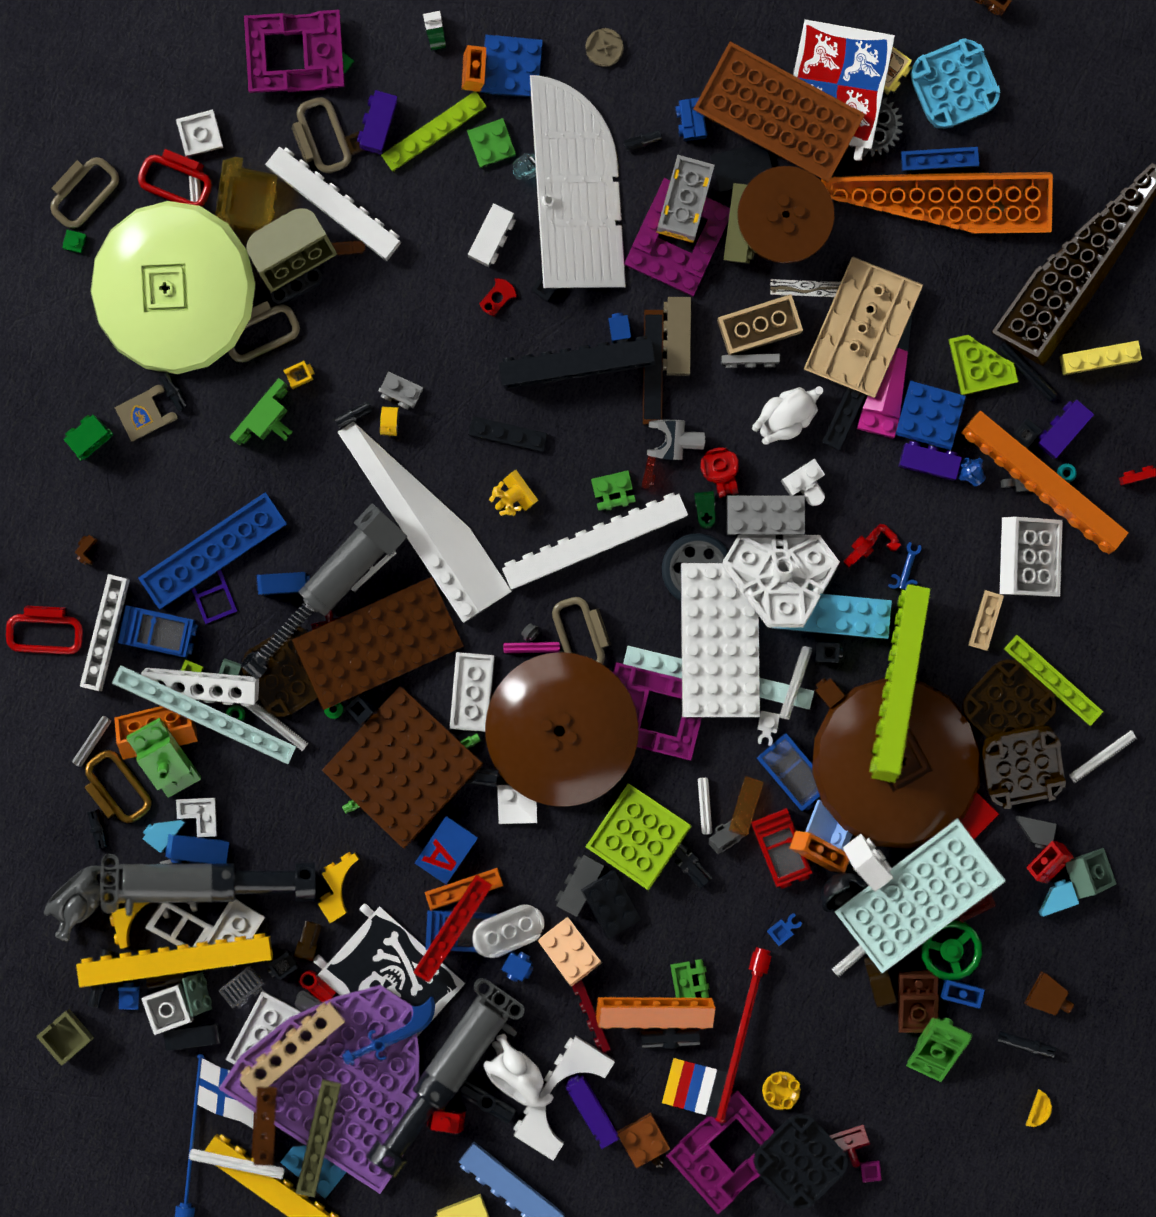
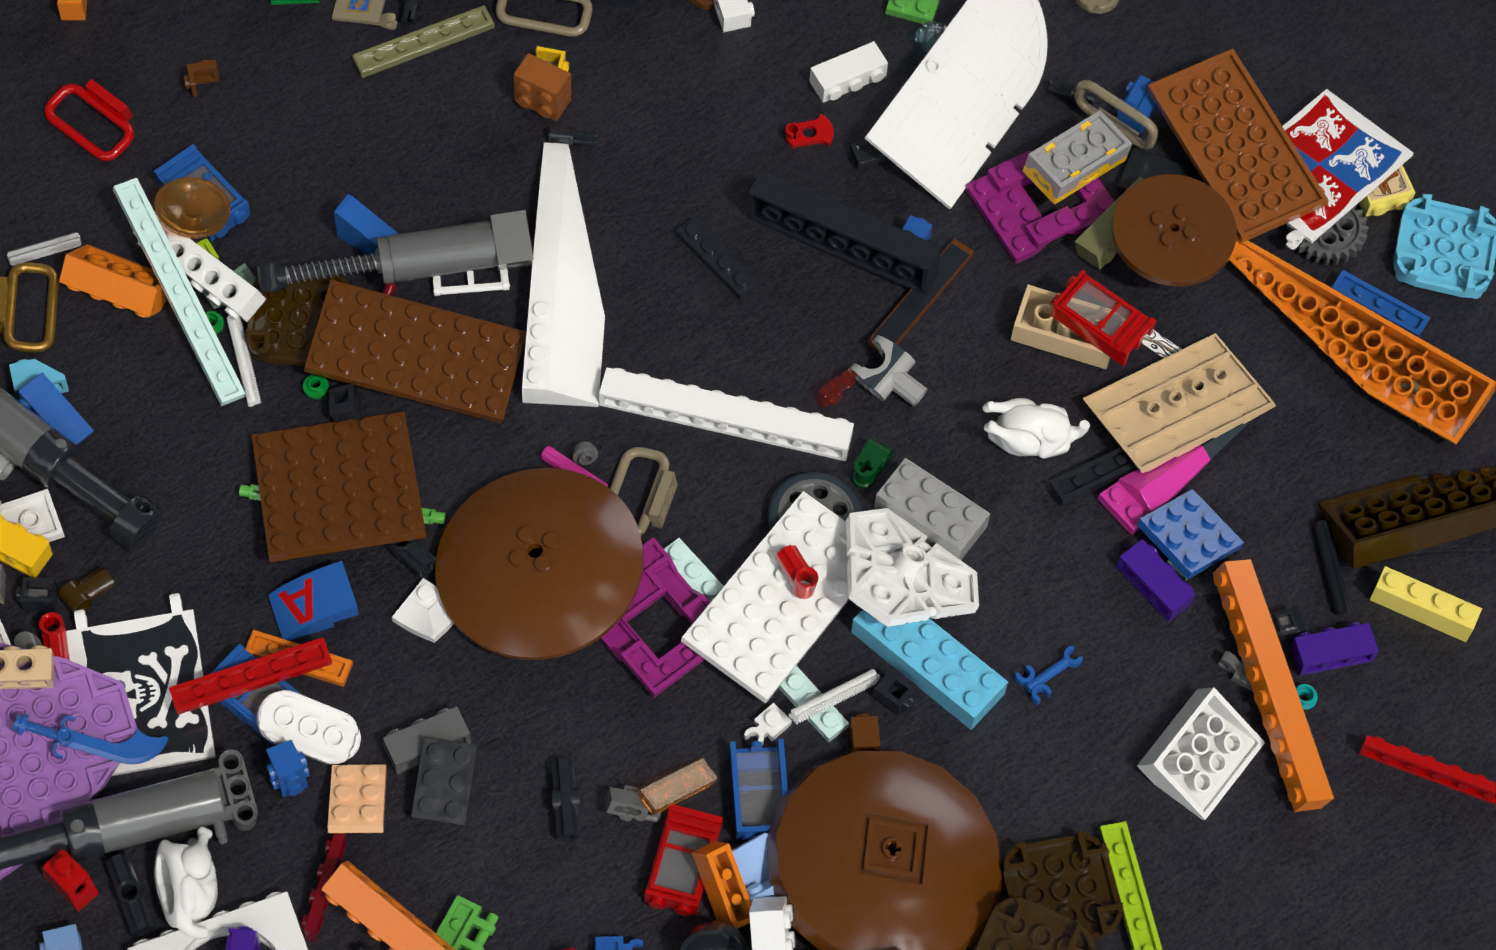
camera: 30 degrees right, 25 degrees down
(104, 632) = (148, 154): white brick -> none
(162, 758) = (99, 303): bright green brick -> none
(165, 643) = (192, 207): none -> clear orange dish
(203, 414) = (423, 41): none -> olive tile
(203, 810) = (93, 385): white plate -> none
(212, 551) = (323, 160): blue plate -> none
(224, 585) = (306, 202): dark purple window -> none
(265, 416) = (480, 71): bright green brick -> none
(310, 399) = (542, 87): none -> dark orange brick
(333, 905) = (174, 544): yellow arch -> none
(389, 421) = (605, 161): yellow piece -> none
(400, 390) = (640, 148): light grey bracket -> none
(471, 691) = (475, 465): white tile -> none
(517, 491) = (682, 311): yellow piece -> none
(610, 485) = (788, 376): bright green plate -> none
(638, 836) = (533, 731): lime plate -> none
(678, 336) = (970, 284): dark tan brick -> none
(687, 148) = (1130, 133): none -> dark tan bar
(704, 800) = (633, 757): white axle -> none
(718, 624) = (797, 570): none -> red piece
(719, 465) = (919, 429): red tile -> none
(728, 487) = (912, 453): red wheel -> none
(750, 361) = (1031, 354): light grey plate -> none
(782, 311) = (1101, 317): none -> red door
(805, 481) = (1005, 504): white brick -> none
(864, 548) = (1017, 612): red animal -> none
(900, 684) = (951, 763): lime brick -> none
(972, 471) = (1196, 619): blue rock -> none
(979, 366) = (1281, 526): lime plate -> none
(986, 620) = (1100, 784): tan plate -> none

